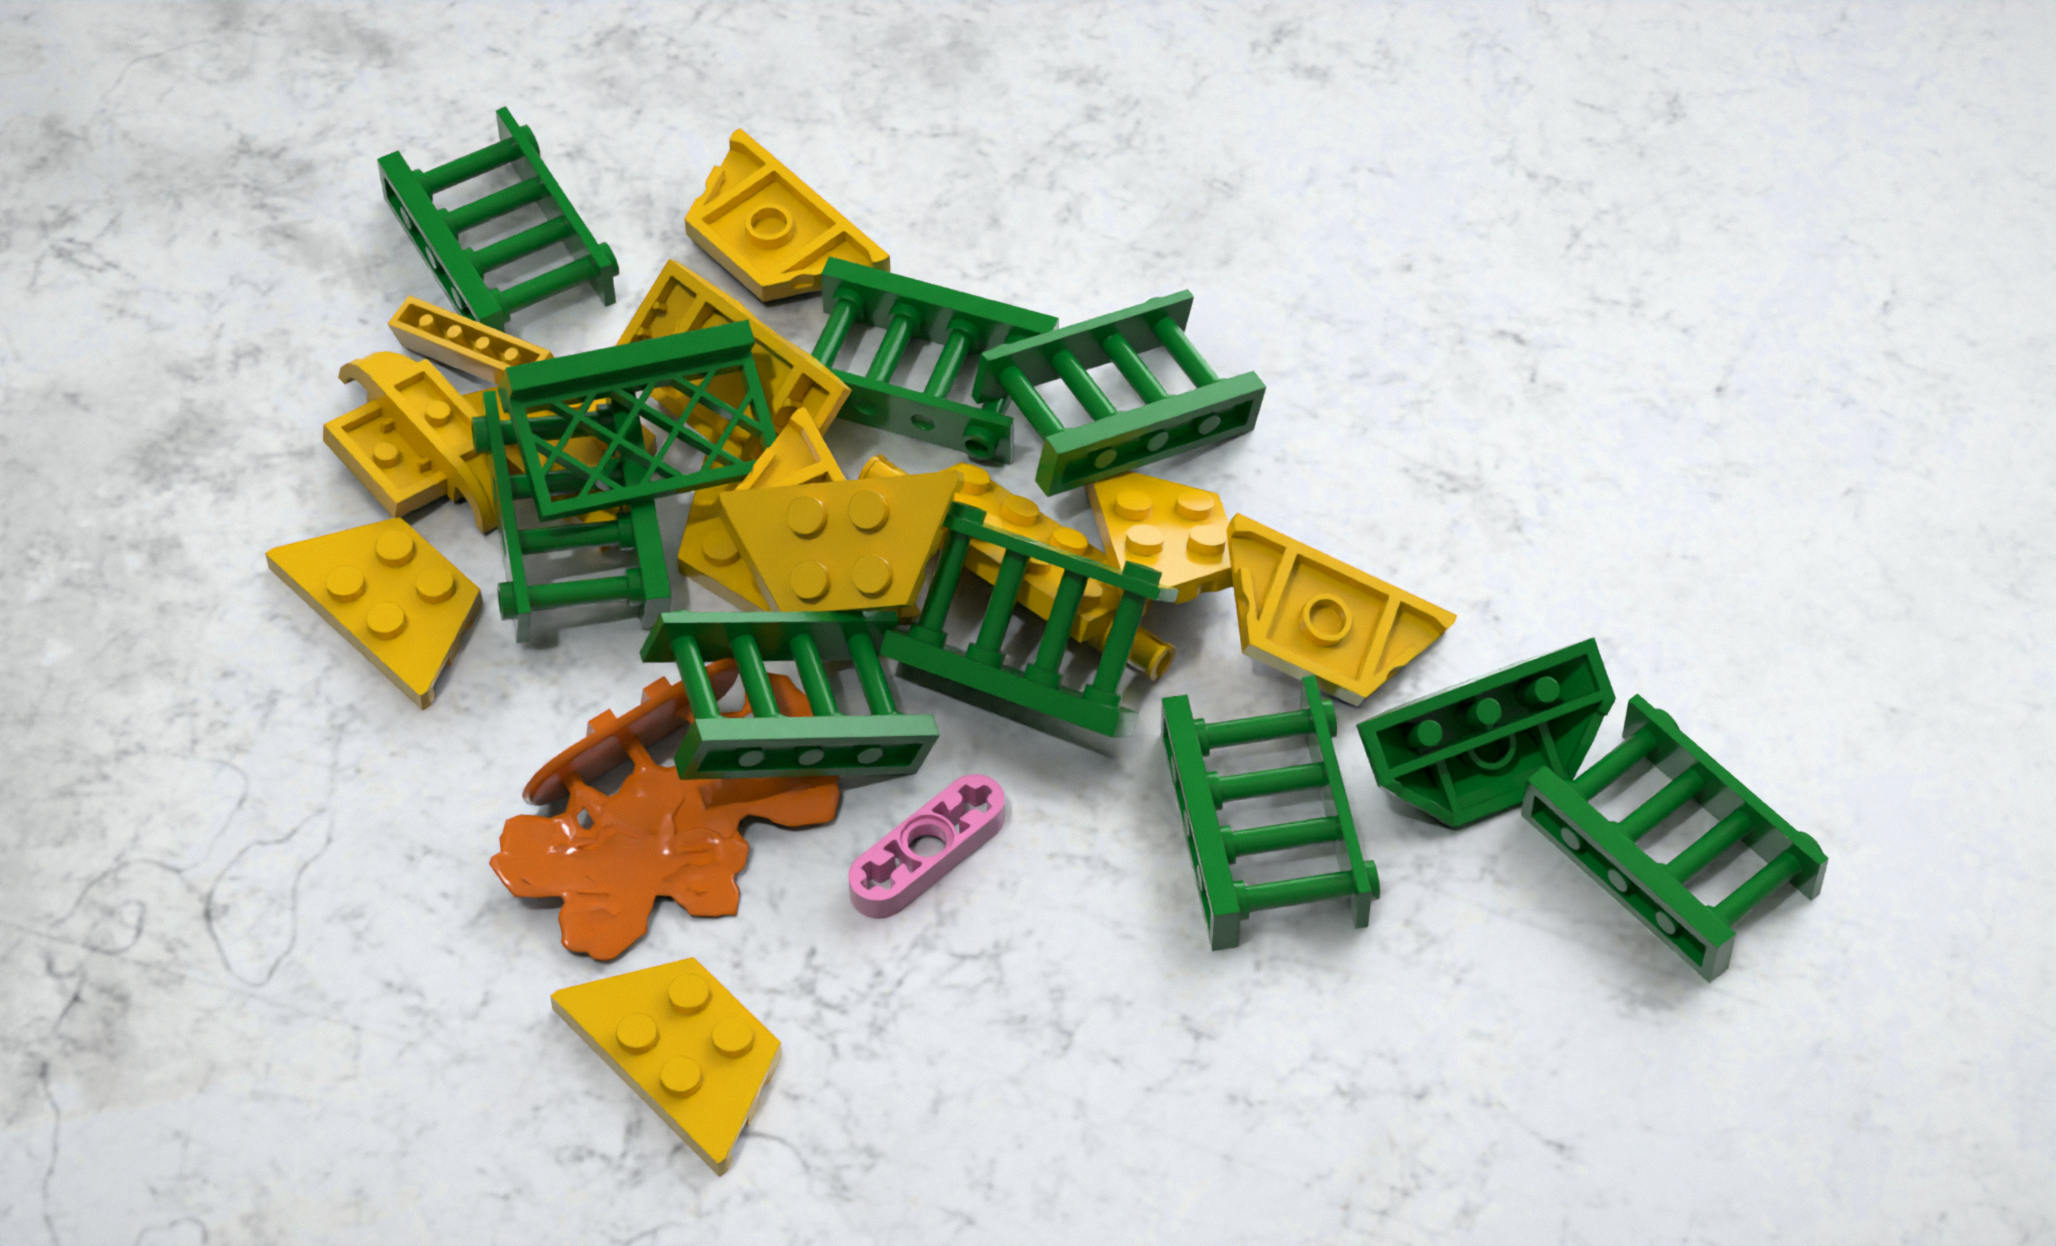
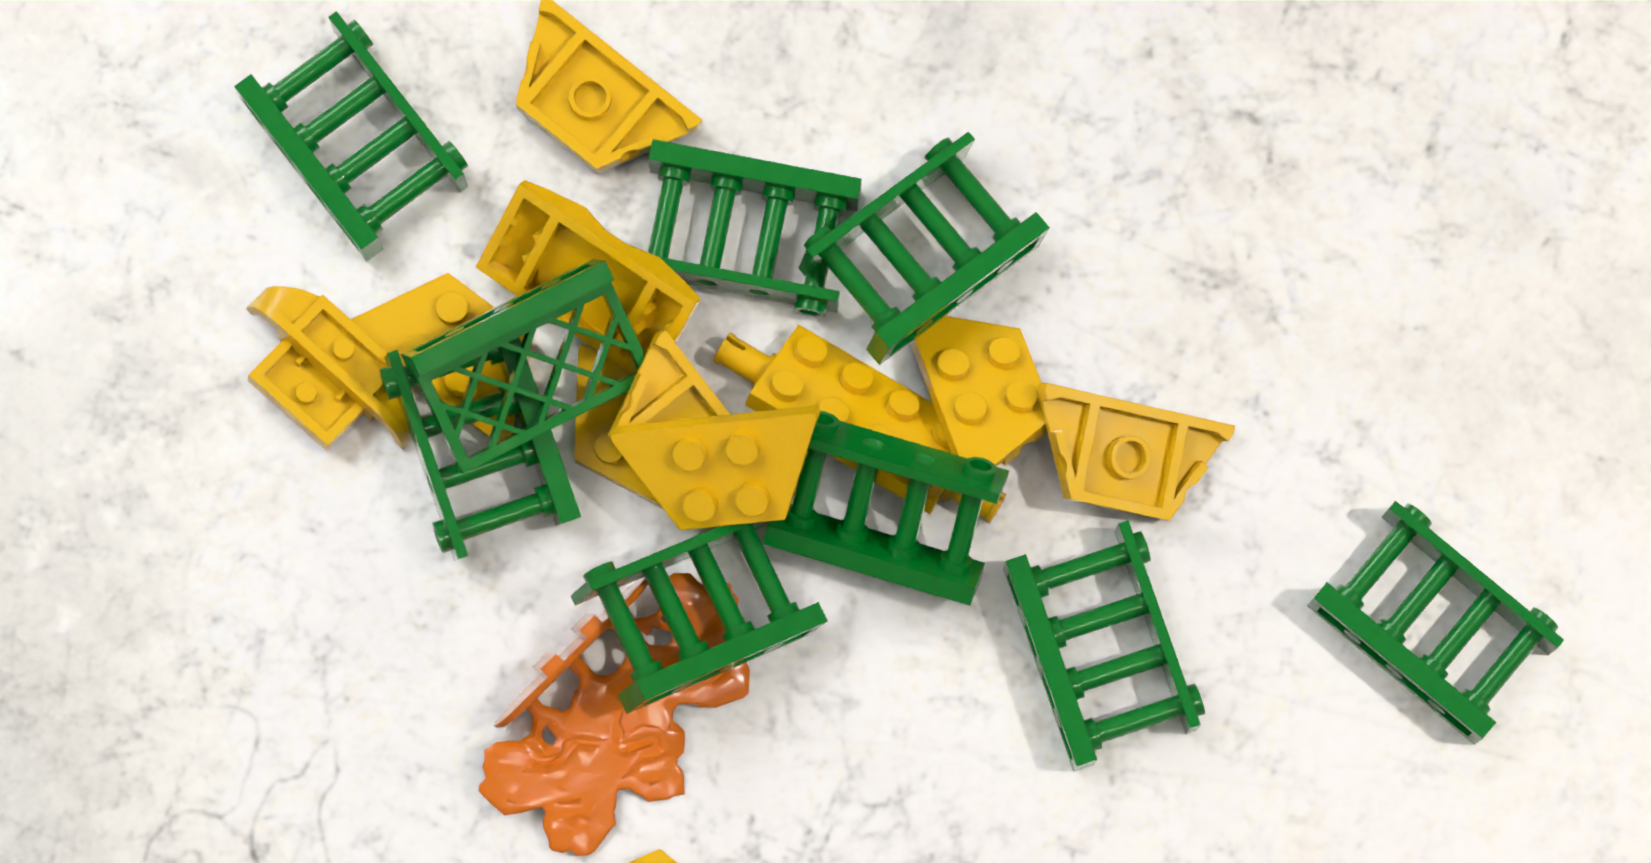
camera: 10 degrees left, 25 degrees up
(386, 597) = (335, 529): yellow wing -> none
(461, 340) = (361, 274): yellow piece -> none
(919, 872) = (844, 672): bright pink beam -> none
(1481, 739) = (1275, 547): green wedge -> none

